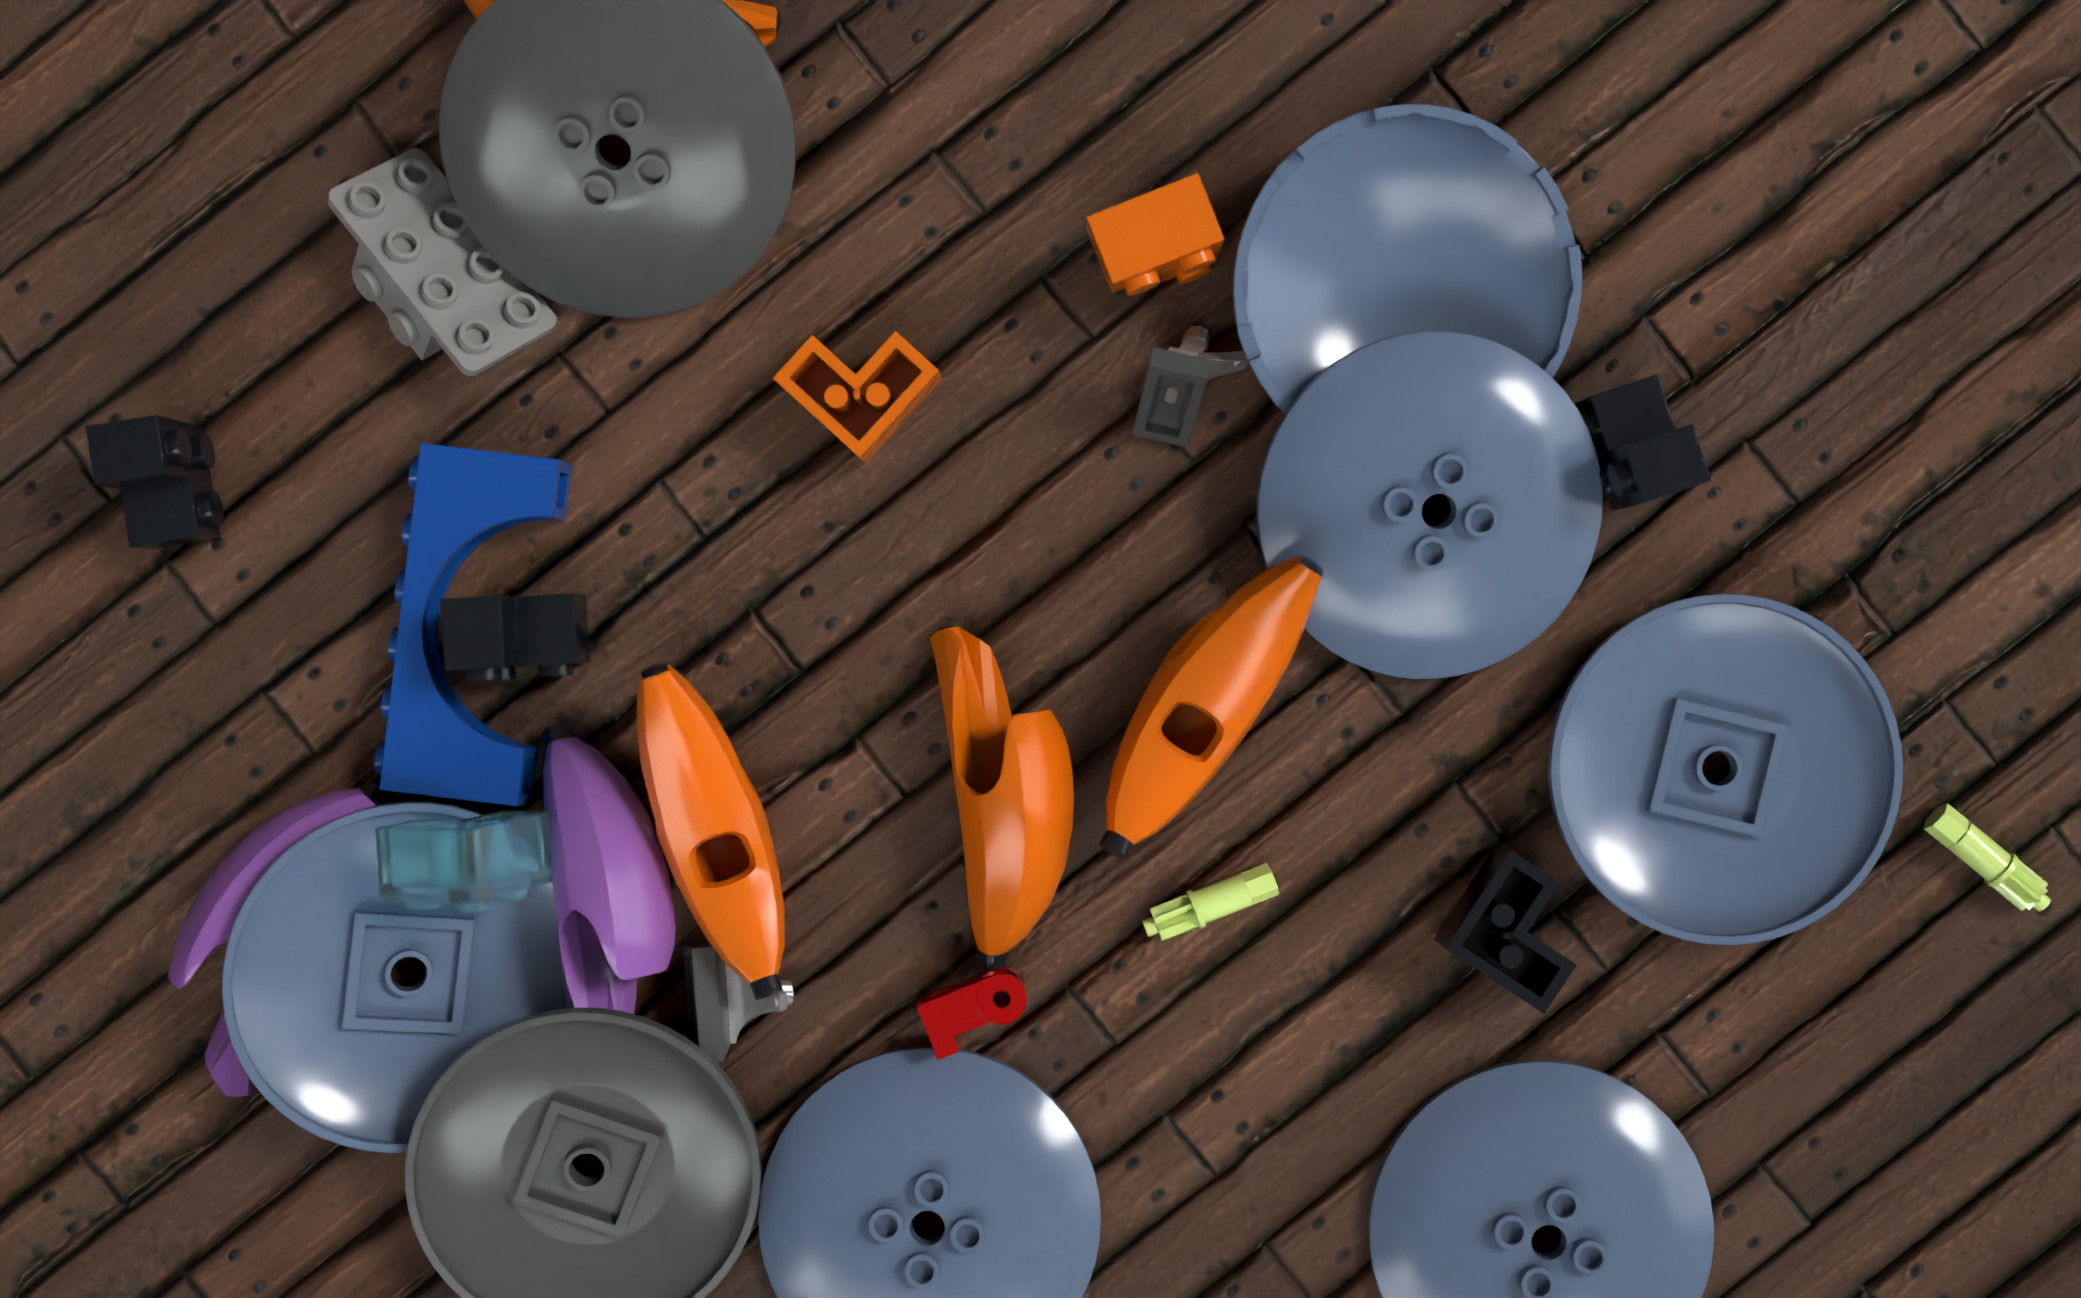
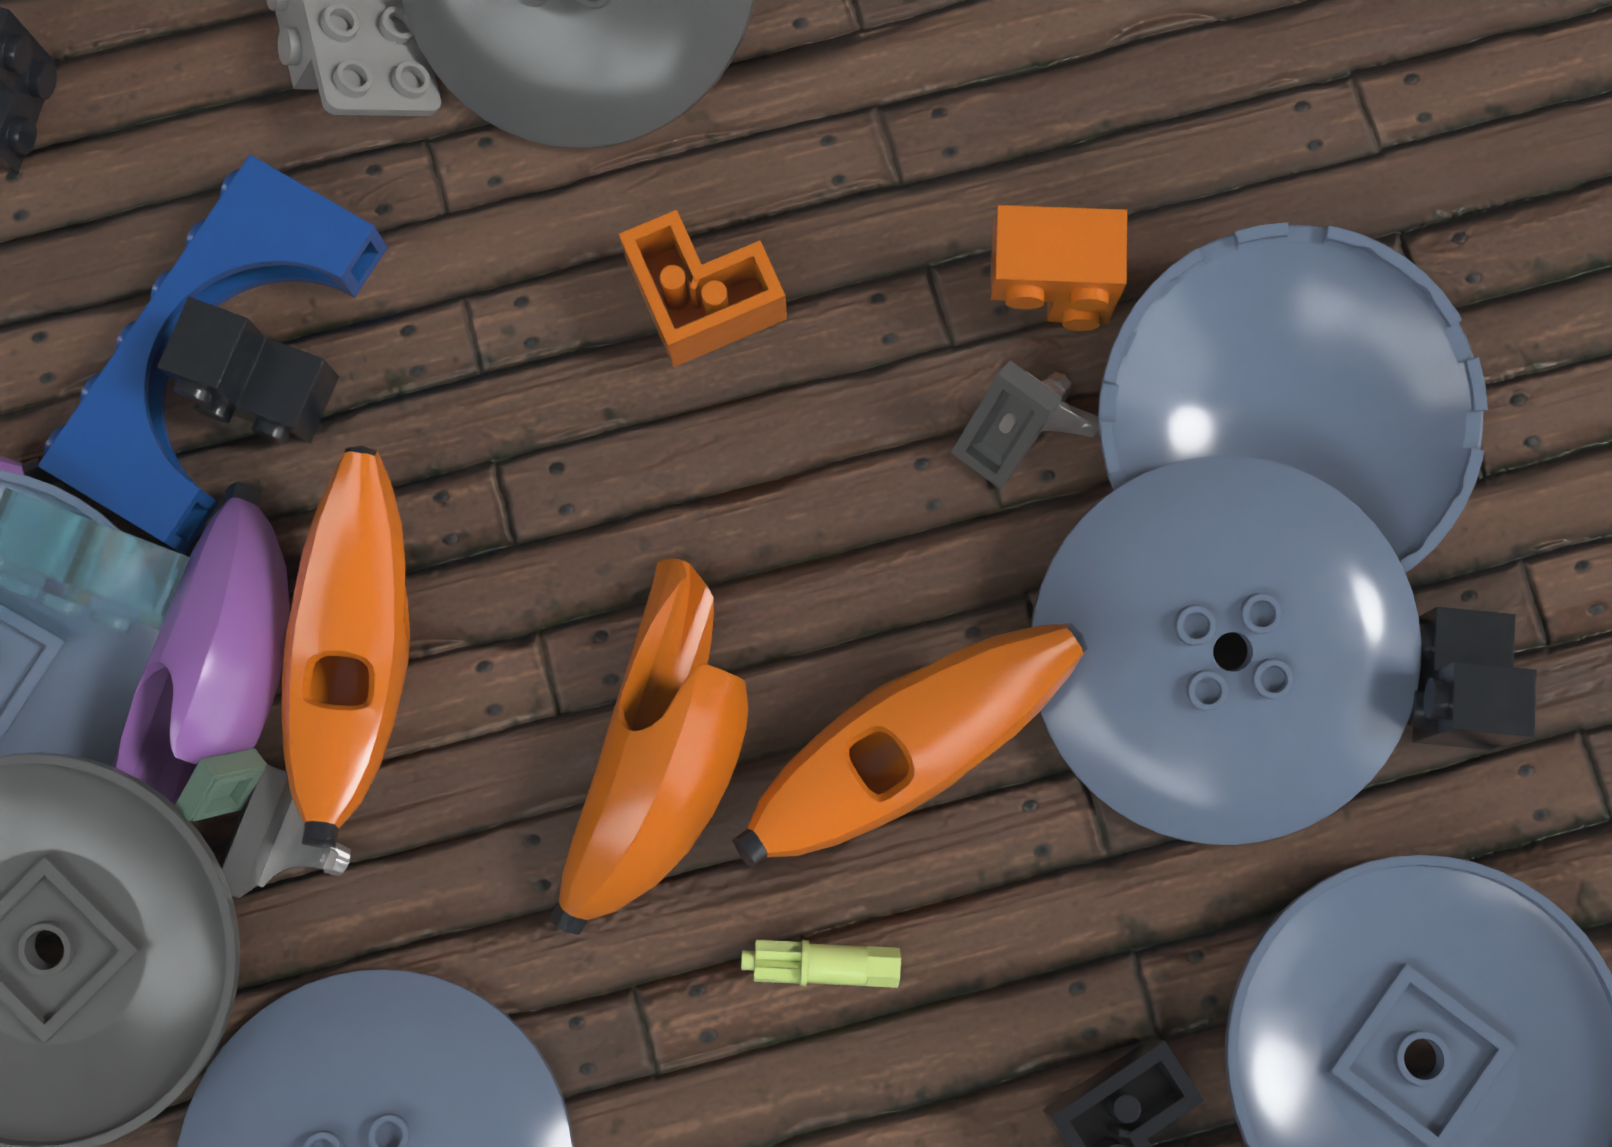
camera: 30 degrees right, 10 degrees down
(666, 982) = (220, 785): none -> sand green tile
(968, 1004) = (547, 959): red leg -> none

